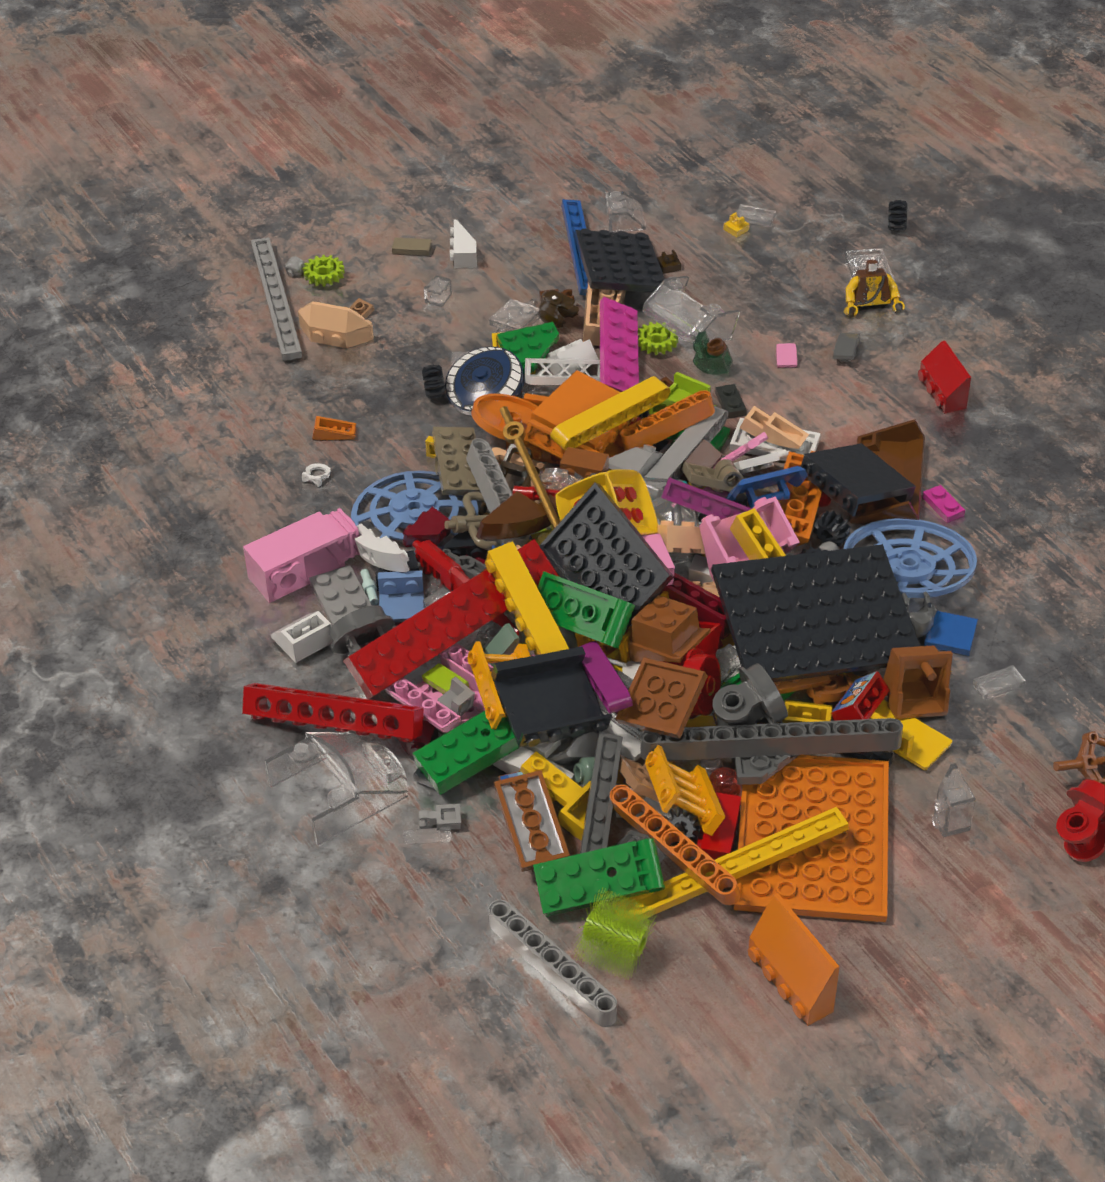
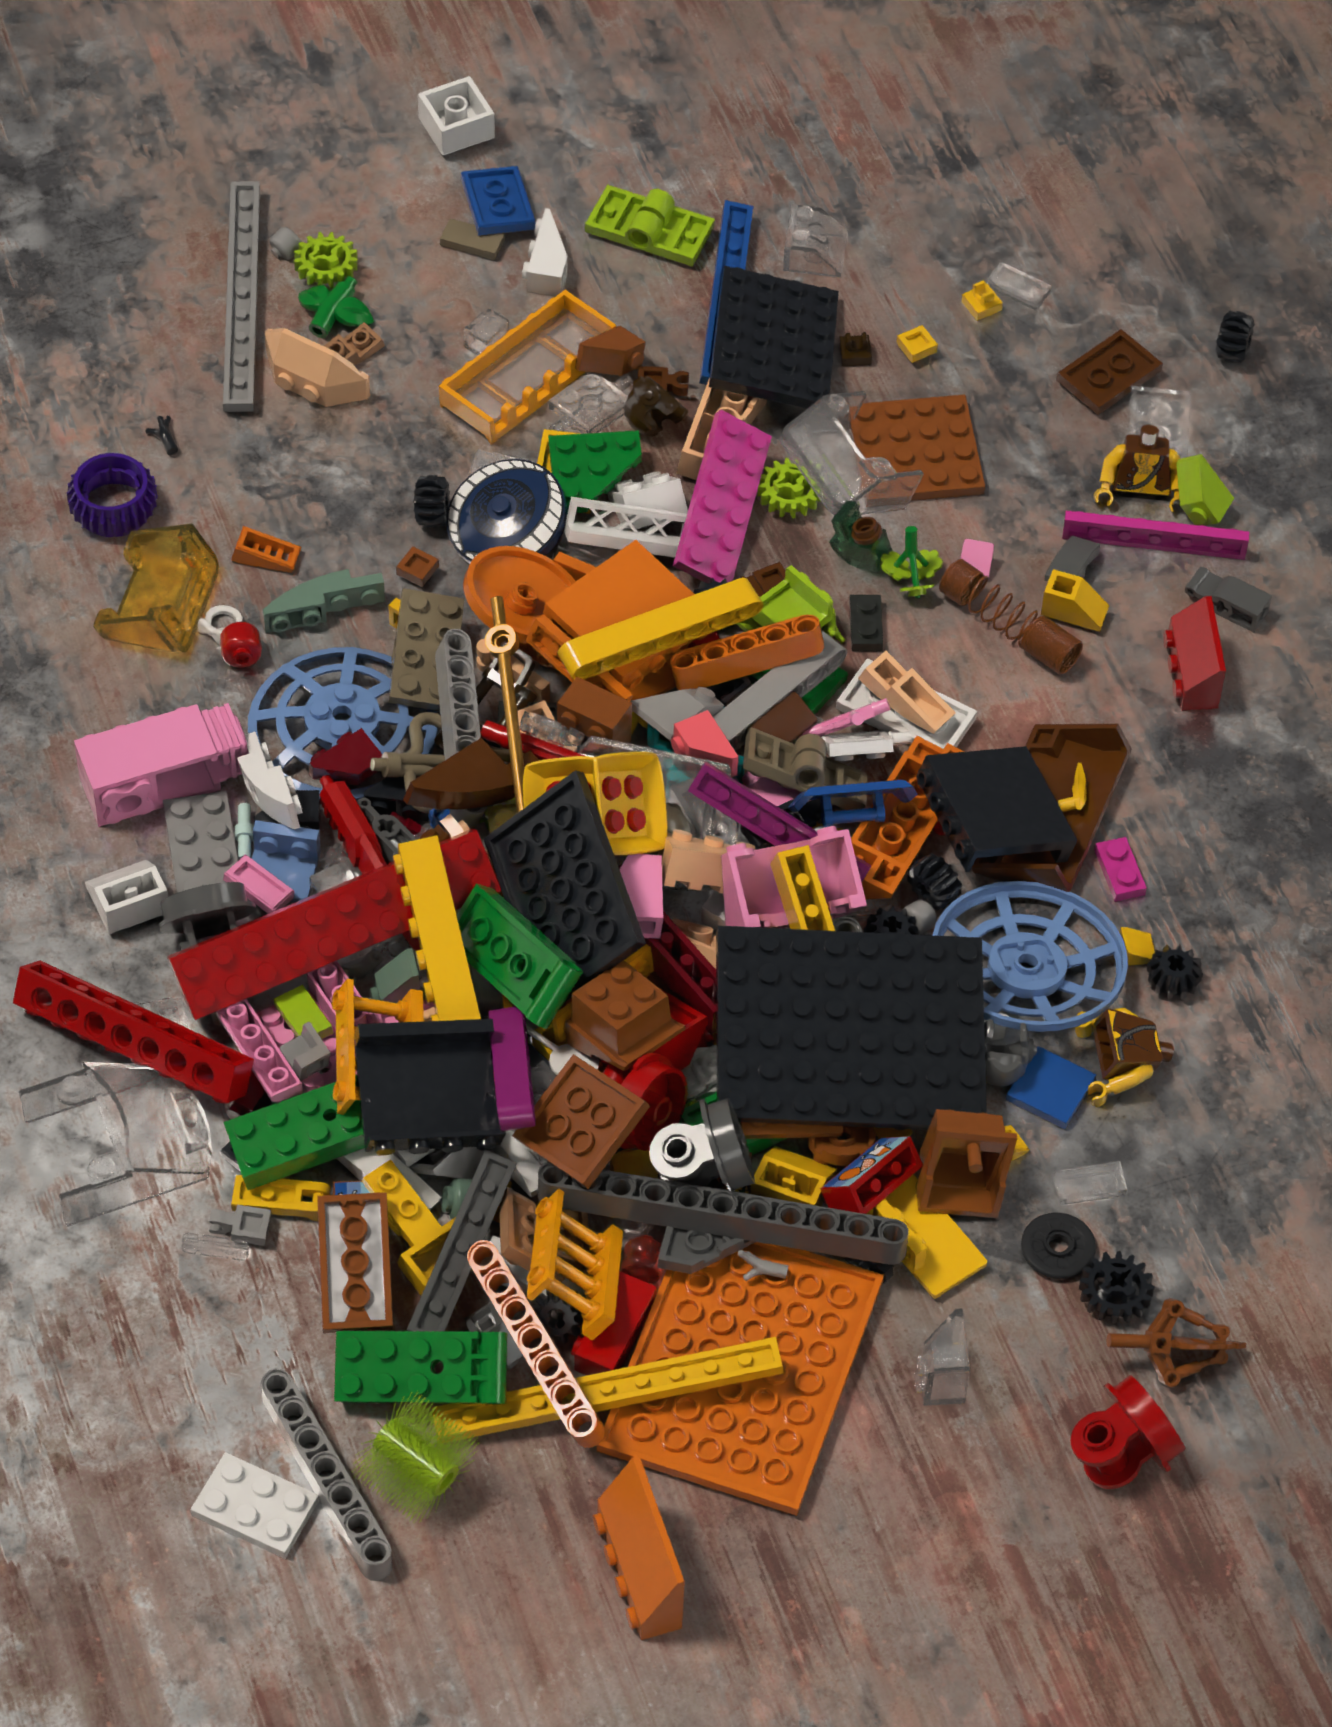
camera: 10 degrees right, 10 degrees up
(227, 427) = (105, 470): none -> dark purple gear
(248, 379) = (164, 435): none -> black bar
(275, 459) = (166, 590): none -> clear yellow windscreen
(332, 480) = (239, 642): none -> red head
(337, 292) = (334, 305): none -> green plant
(378, 445) = (312, 599): none -> sand green slope
(382, 184) = (456, 115): none -> white brick
(394, 610) = (260, 885): none -> bright pink tile
(421, 223) = (498, 200): none -> blue tile
(435, 419) = (417, 566): none -> dark orange plate
(466, 795) = (281, 1197): none -> yellow plate
(470, 302) = (523, 367): none -> window
(506, 994) = (255, 1505): none -> white plate
(520, 220) = (650, 224): none -> lime plate
(520, 286) = (611, 353): none -> dark orange slope
(659, 467) = (703, 739): none -> coral slope
(706, 252) = (917, 343): none -> yellow plate
(736, 294) = (927, 437): none -> dark orange plate
(754, 364) = (922, 564): none -> lime plant
(807, 770) = (762, 1266): none -> light grey bar
(828, 247) = (1109, 371): none -> reddish brown plate
(846, 387) = (1040, 638): none -> dark orange piece
(856, 364) = (1073, 601): none -> yellow slope
(892, 323) = (1156, 535): none -> dark pink plate
(901, 464) = (1079, 792): none -> yellow bar
(911, 293) = (1201, 491): none -> lime slope
(962, 347) = (1231, 598): none -> dark grey piece
(975, 541) = (1138, 945): none -> yellow slope
(991, 598) = (1125, 1049): none -> torso
(1003, 552) = (1174, 972): none -> black gear
(1005, 731) = (1063, 1227): none -> black wheel
(1043, 738) = (1116, 1287): none -> black gear

